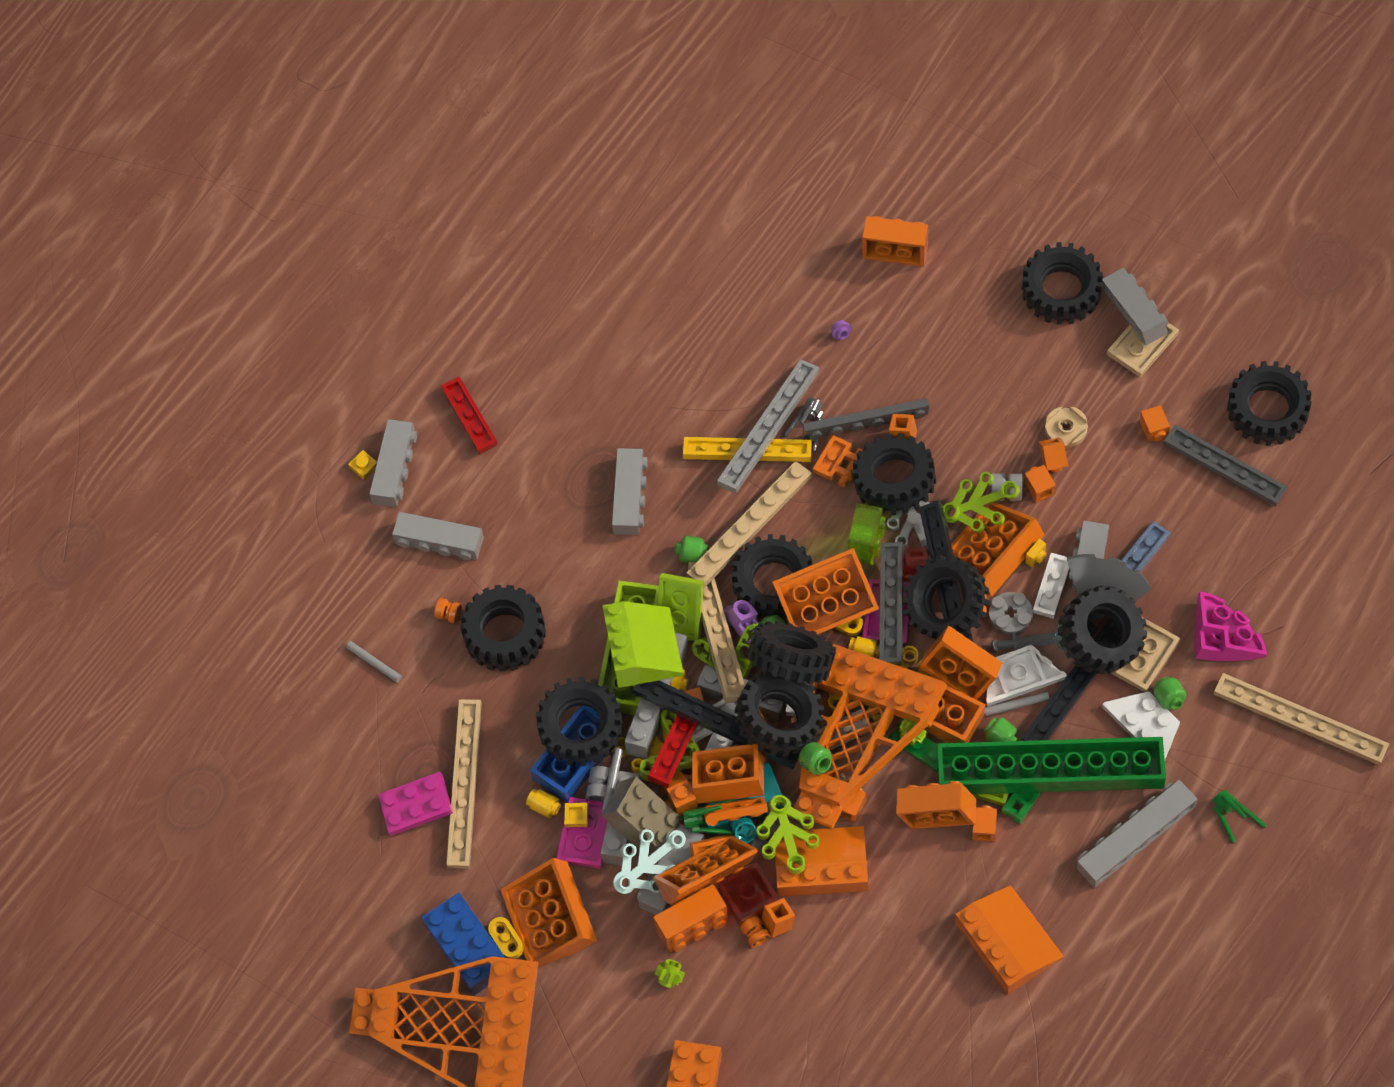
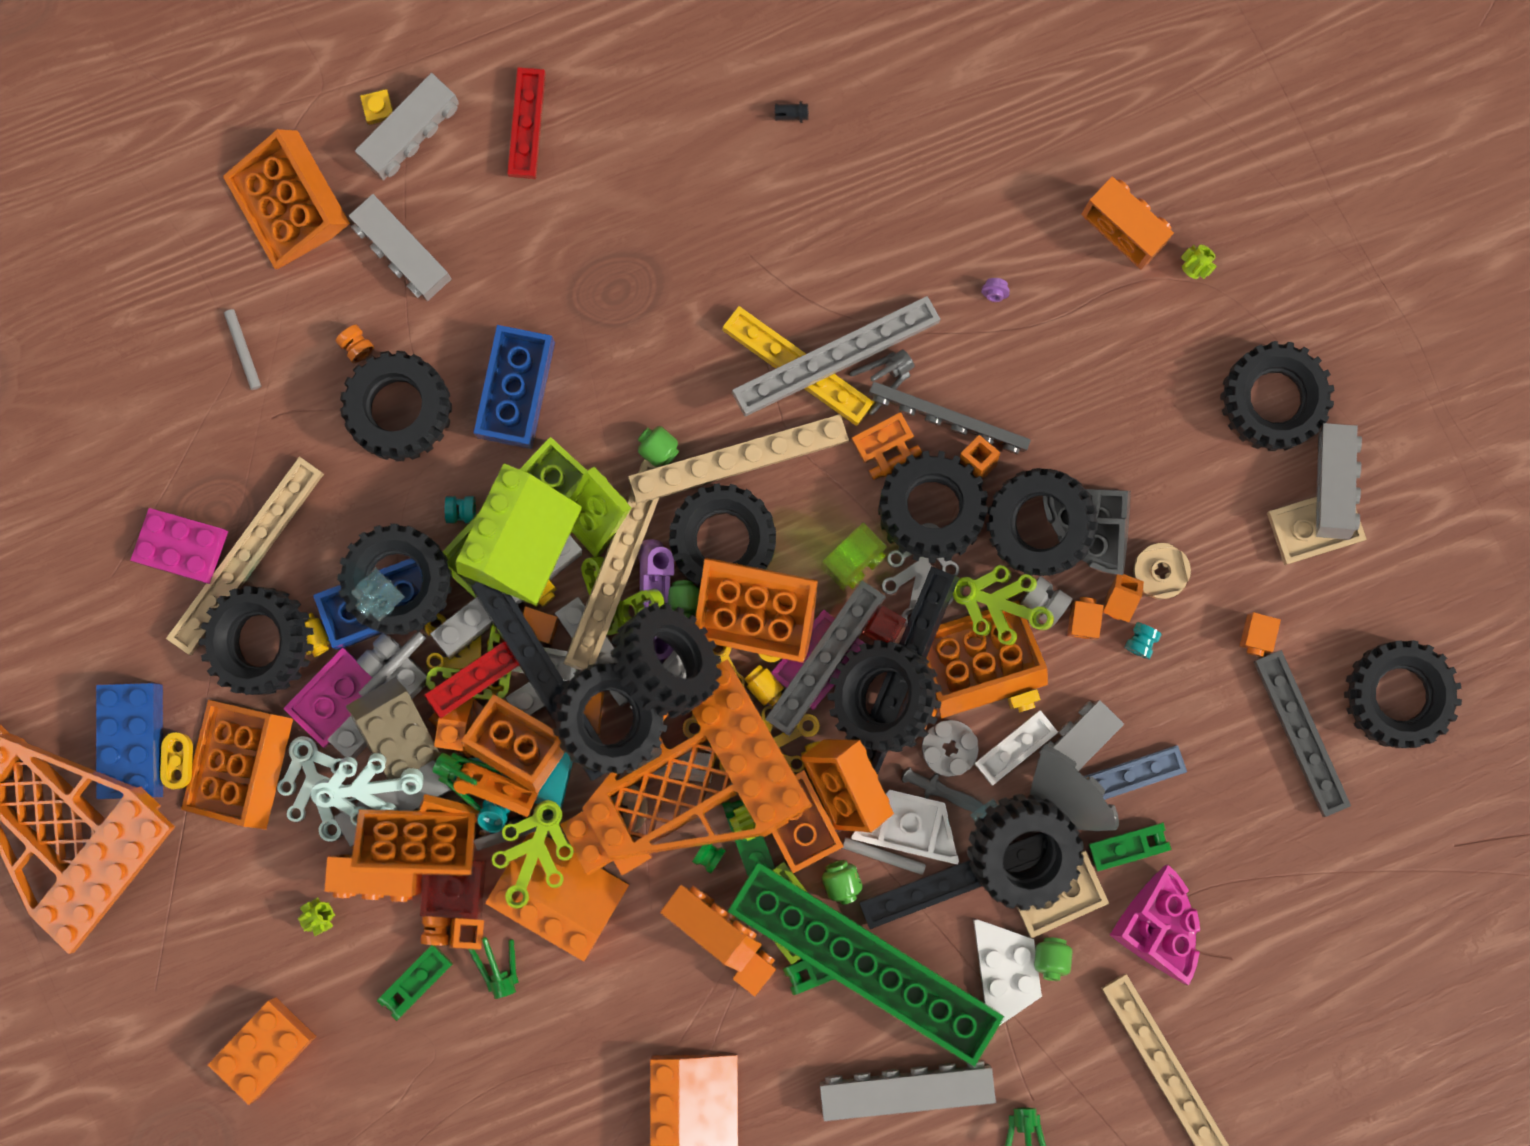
camera: 25 degrees right, 20 degrees up
(340, 553) = (285, 198): none -> orange slope
(490, 804) = (224, 634): none -> black tyre
(573, 570) = (514, 387): none -> blue brick
(576, 815) = (331, 676): yellow plate -> none
(577, 725) = (376, 595): none -> clear light blue brick
(590, 663) = (459, 509): none -> teal wheel
(608, 895) = (311, 779): none -> light aqua plant
(628, 491) = (636, 331): light grey brick -> none
(636, 307) = (792, 111): none -> black pin
(764, 973) = (415, 981): none -> green plate
(815, 758) = (616, 793): bright green head -> none
(823, 936) = (500, 982): none -> green plant
(903, 772) = (709, 856): none -> green wheel
(956, 238) = (1198, 261): none -> lime gear
(957, 414) = (1004, 514): none -> black tyre
(1000, 426) = (1111, 538): none -> dark grey brick
(1085, 473) = (1143, 640): none -> teal wheel
(1167, 598) = (1128, 847): none -> green plate

